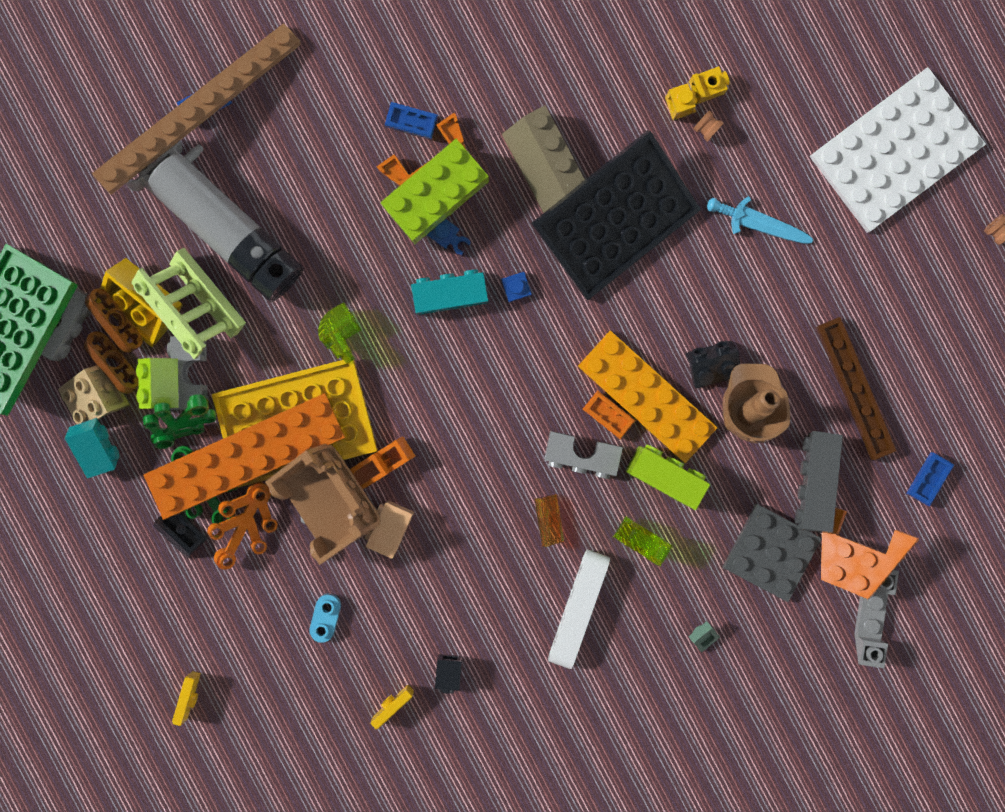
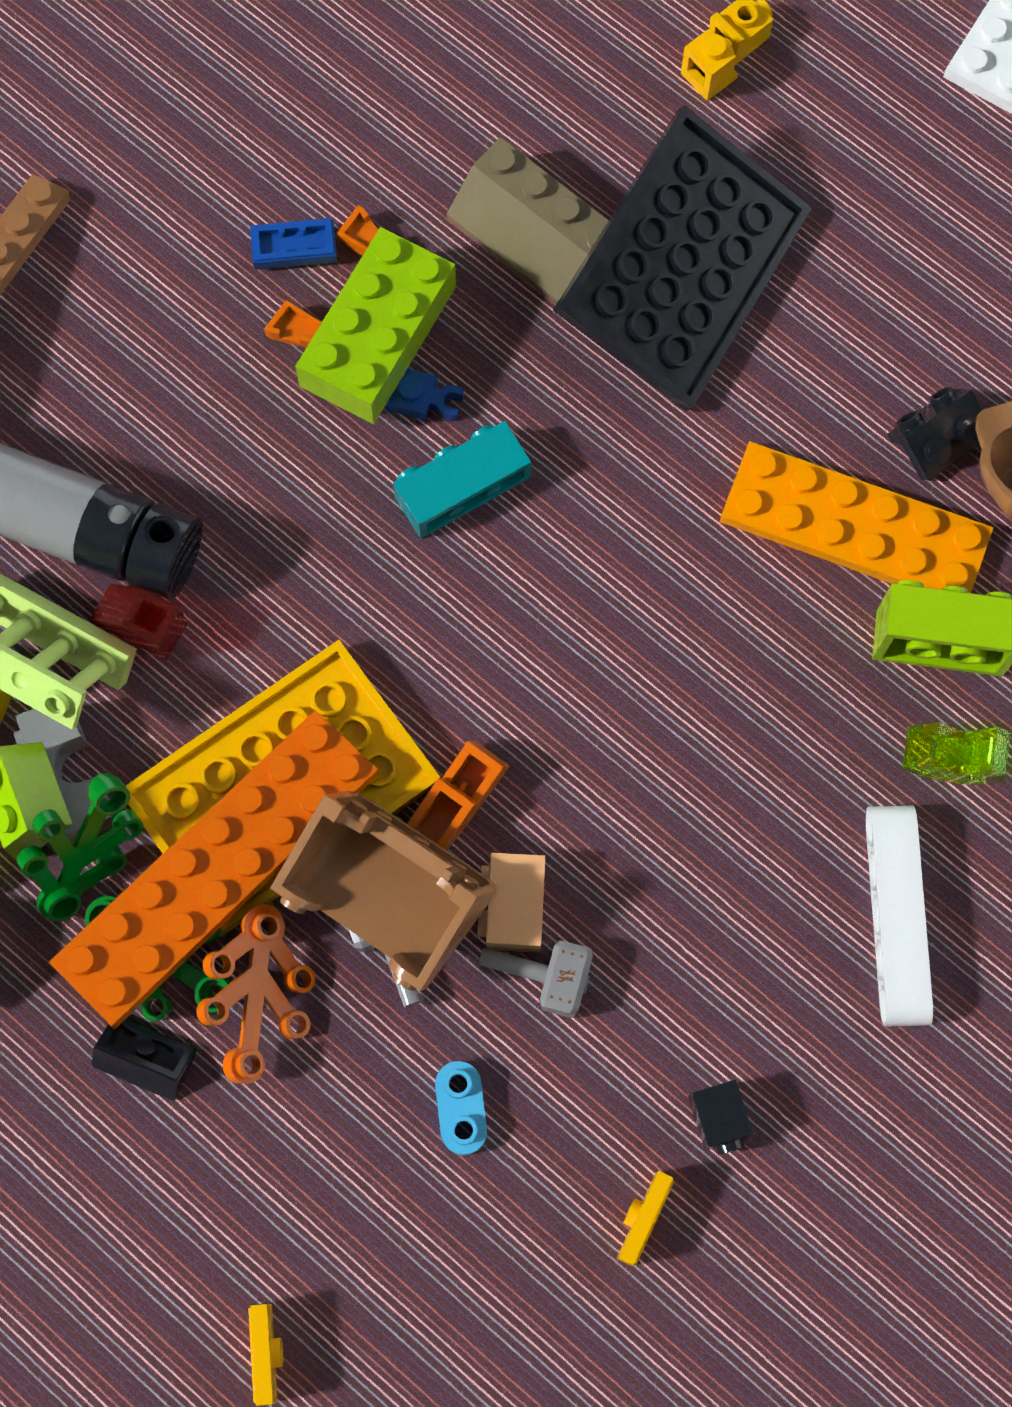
camera: 20 degrees left, 15 degrees down
(252, 306) = (140, 618): none -> clear red slope
(337, 327) = (296, 603): clear neon green brick -> none
(399, 575) = (563, 978): none -> light grey piece
(516, 287) = (566, 433): blue plate -> none
(549, 520) = (782, 782): clear orange plate -> none
(603, 461) = (754, 662): light grey arch -> none
(608, 414) = (806, 574): orange plate -> none
(708, 125) = (767, 84): nougat wheel -> none
(758, 221) = (908, 195): medium azure sword -> none

